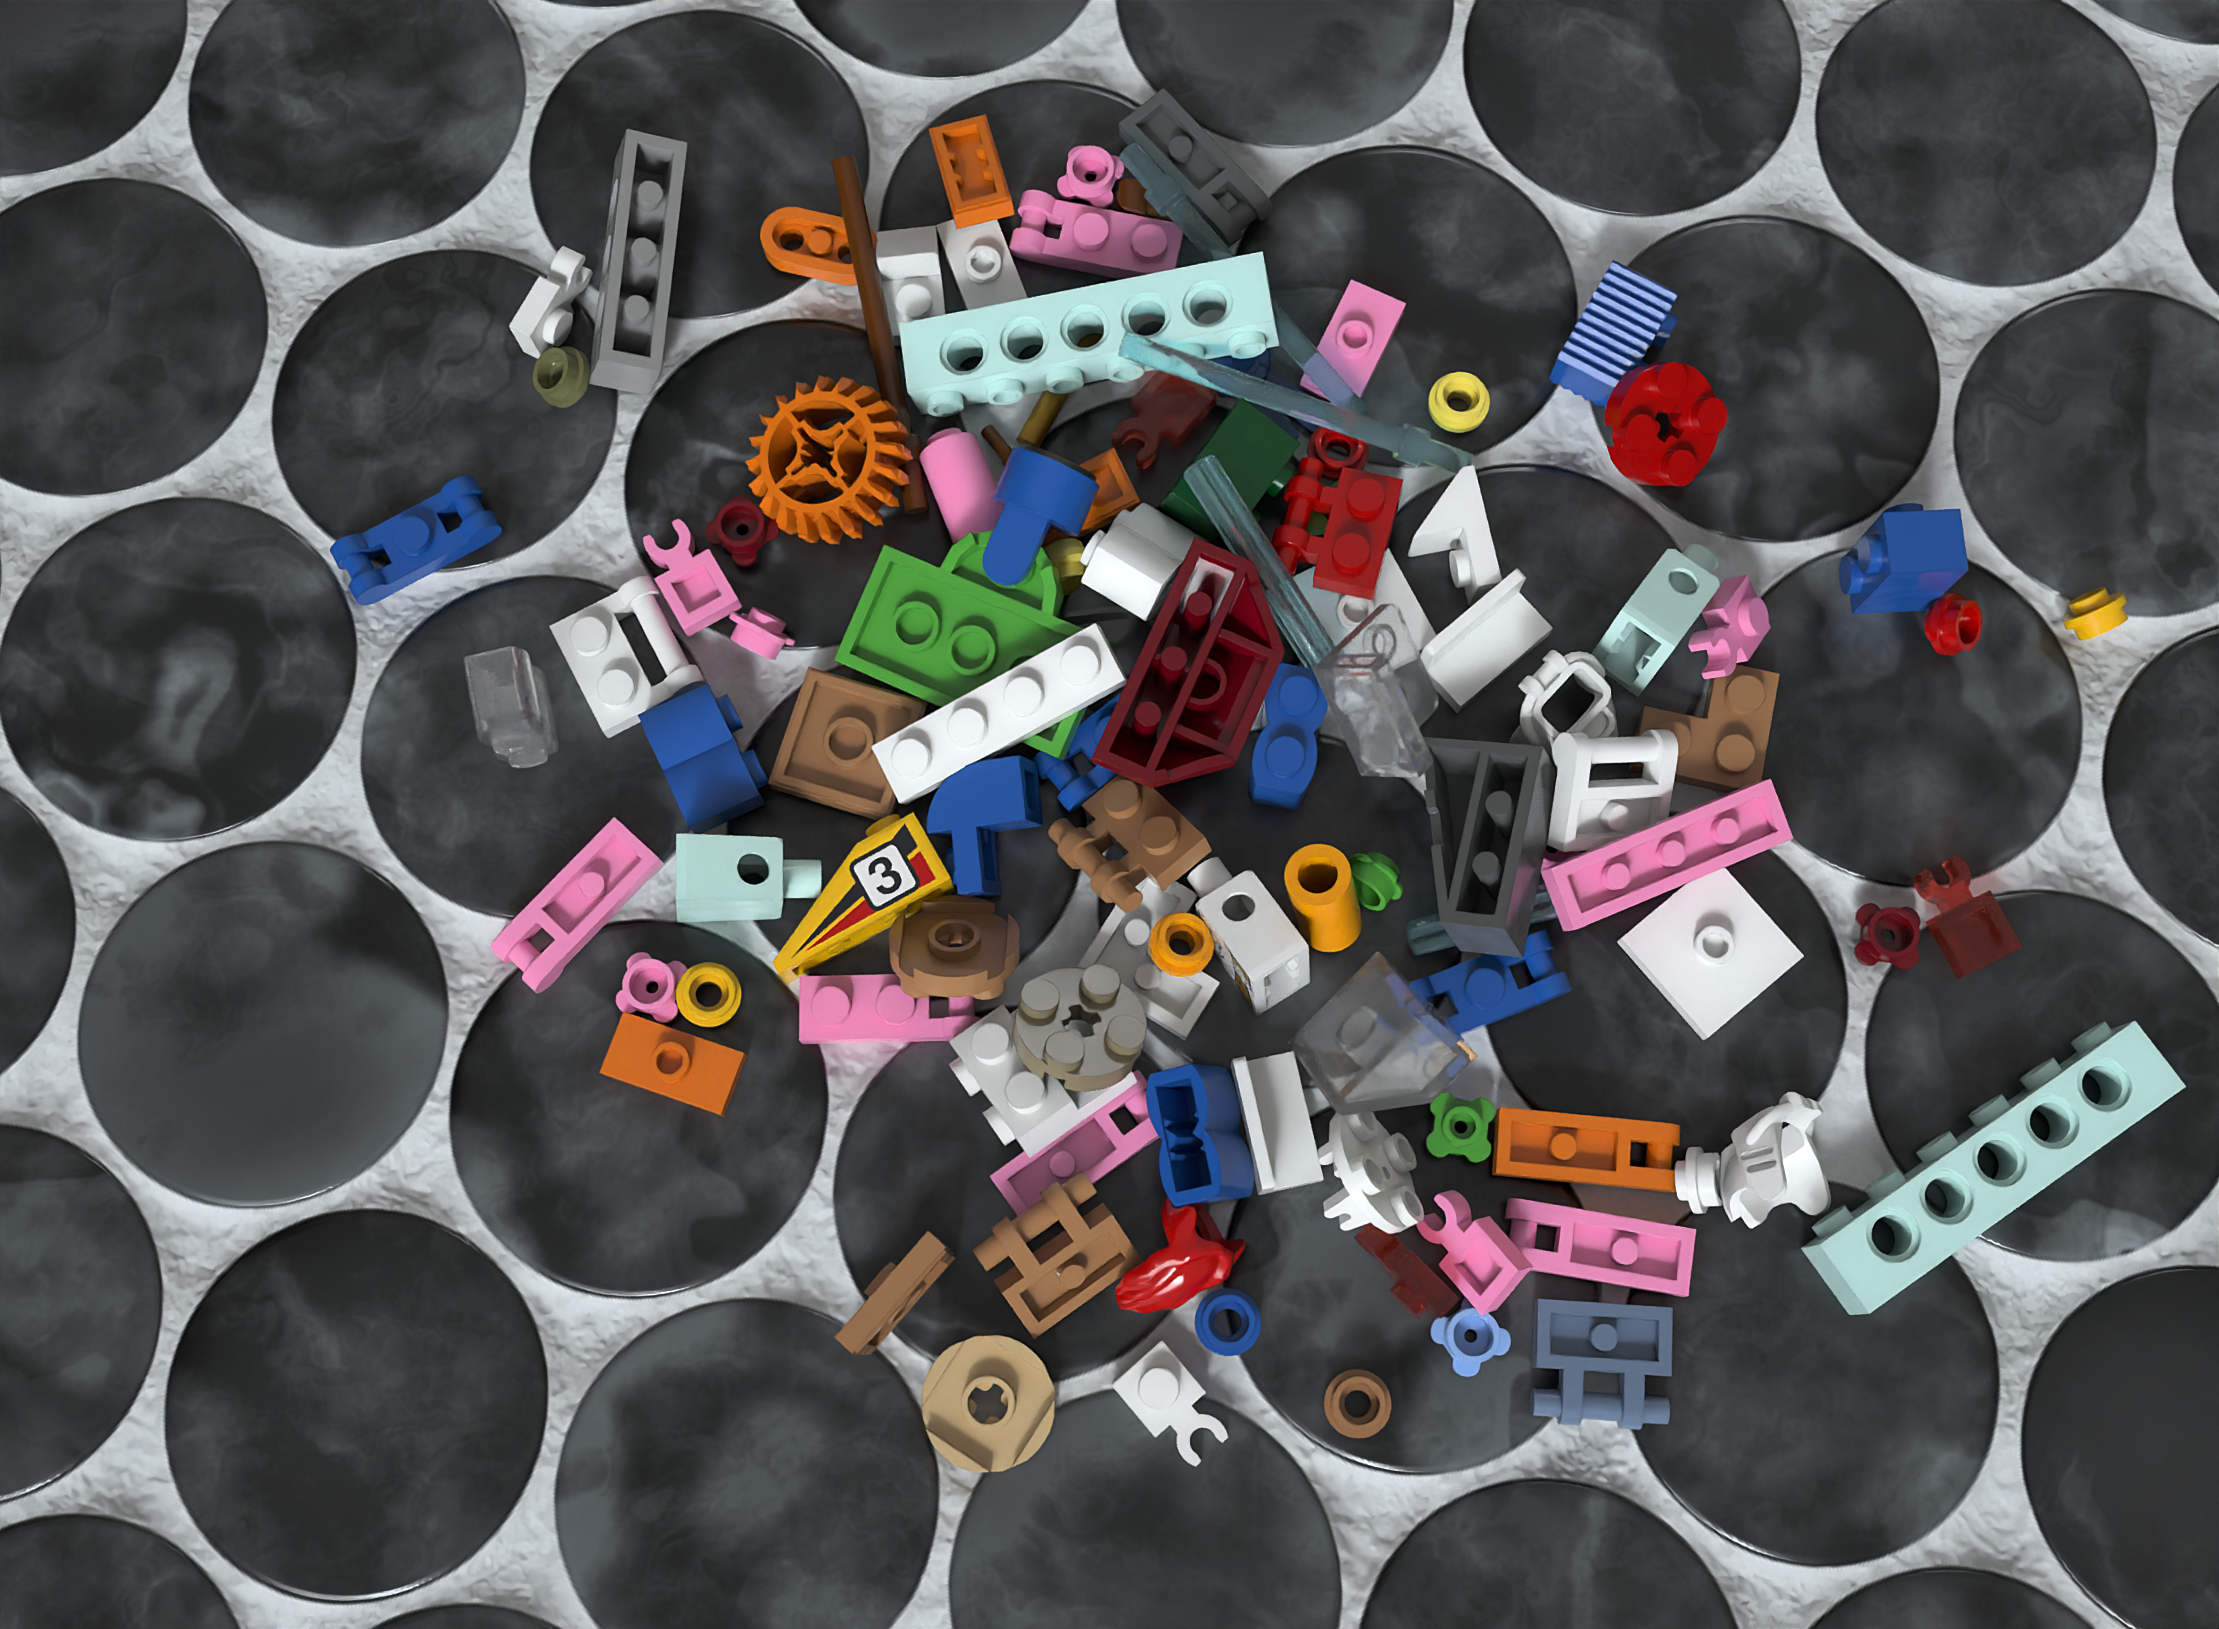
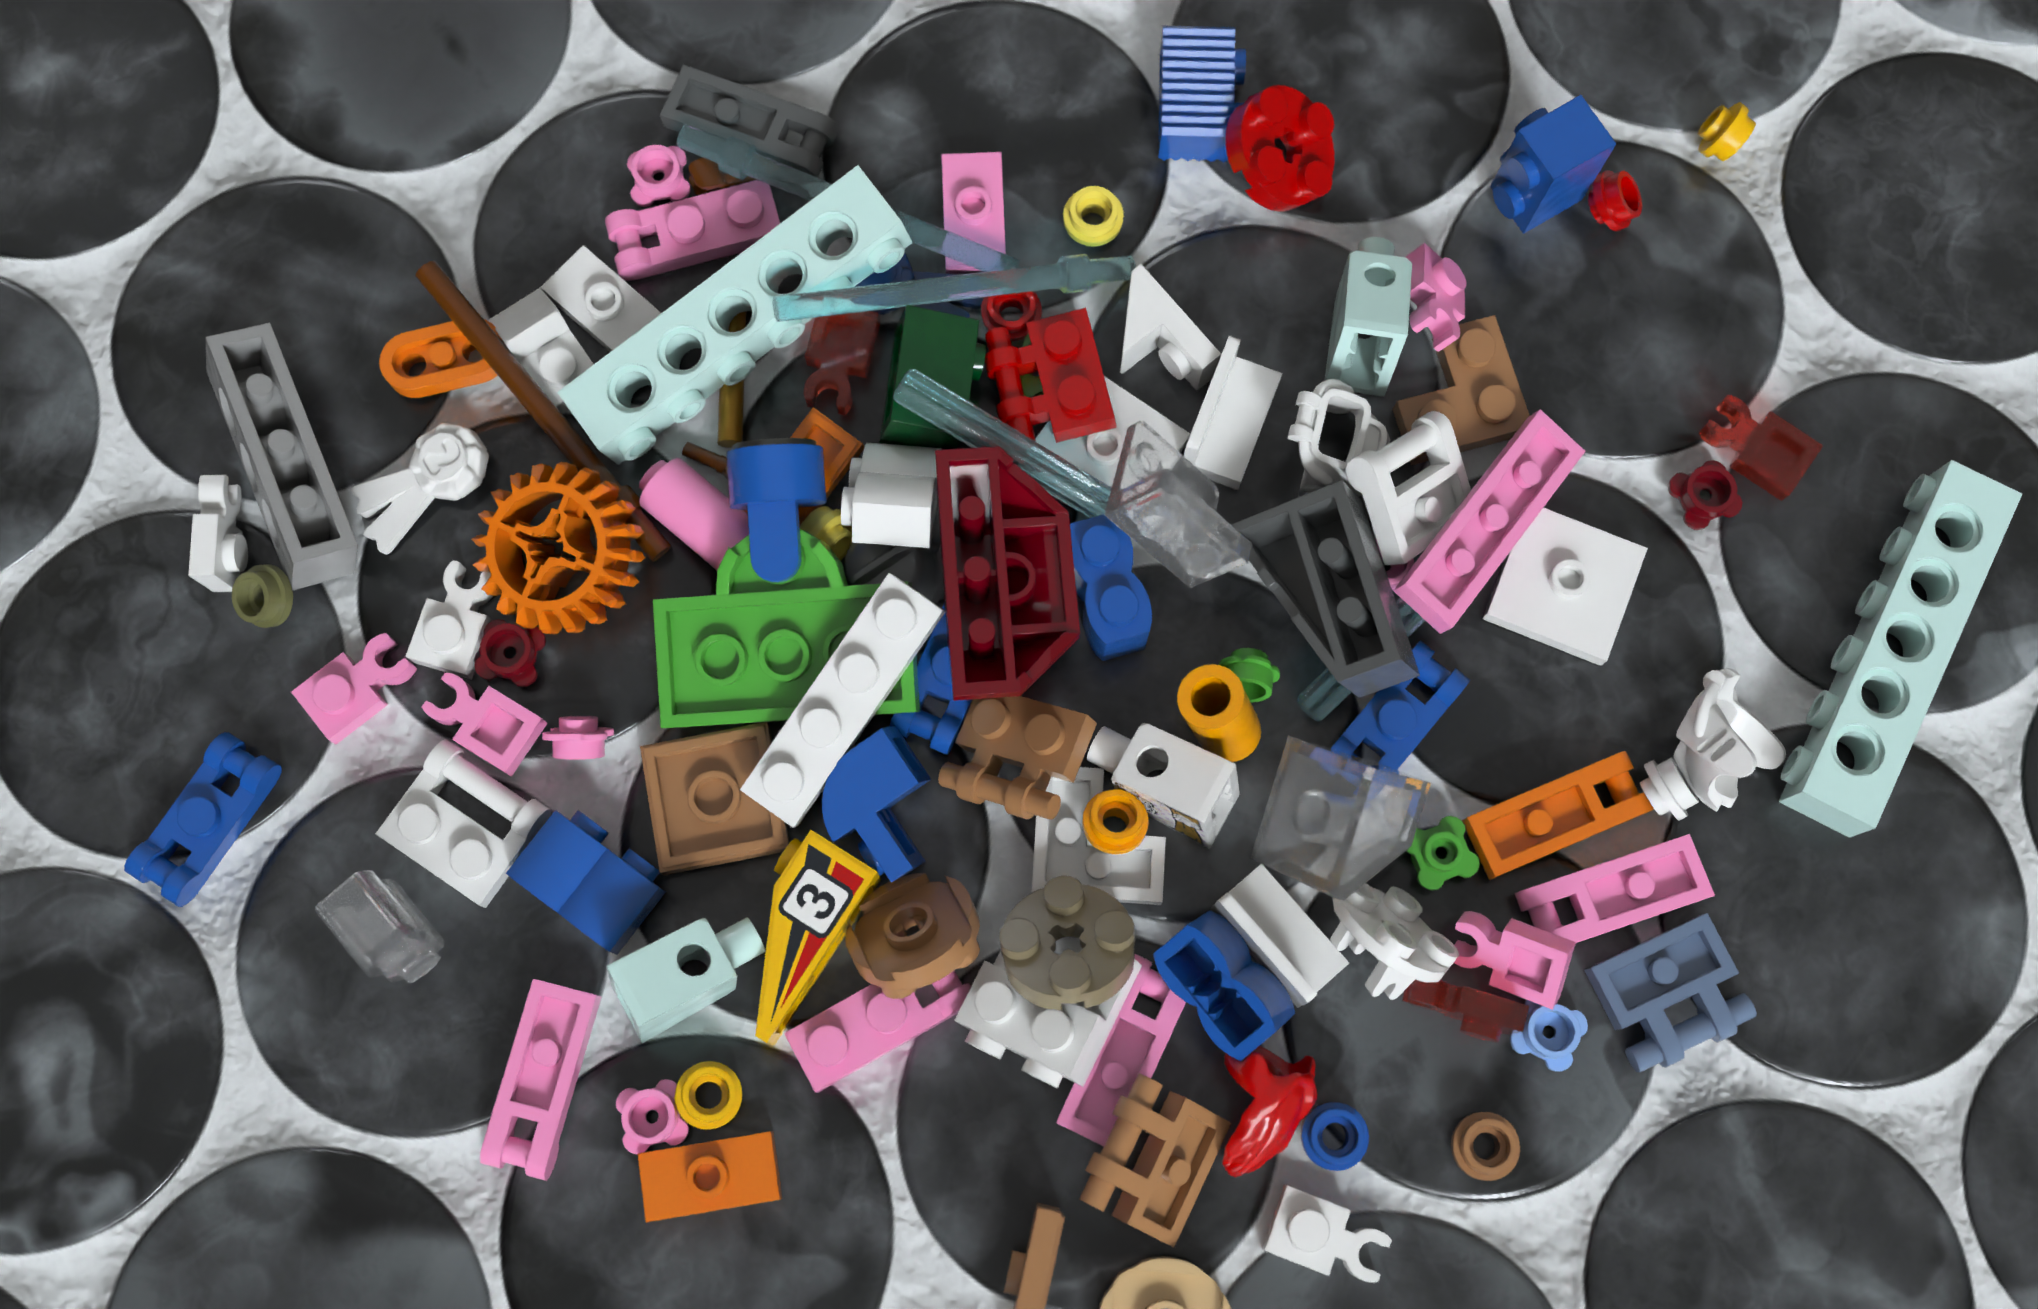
camera: 30 degrees left, 0 degrees up
(586, 493) = (346, 693): none -> bright pink plate
(704, 485) = (451, 631): none -> white plate
(771, 340) = (444, 466): none -> white piece
(971, 172) = (547, 223): orange plate -> none

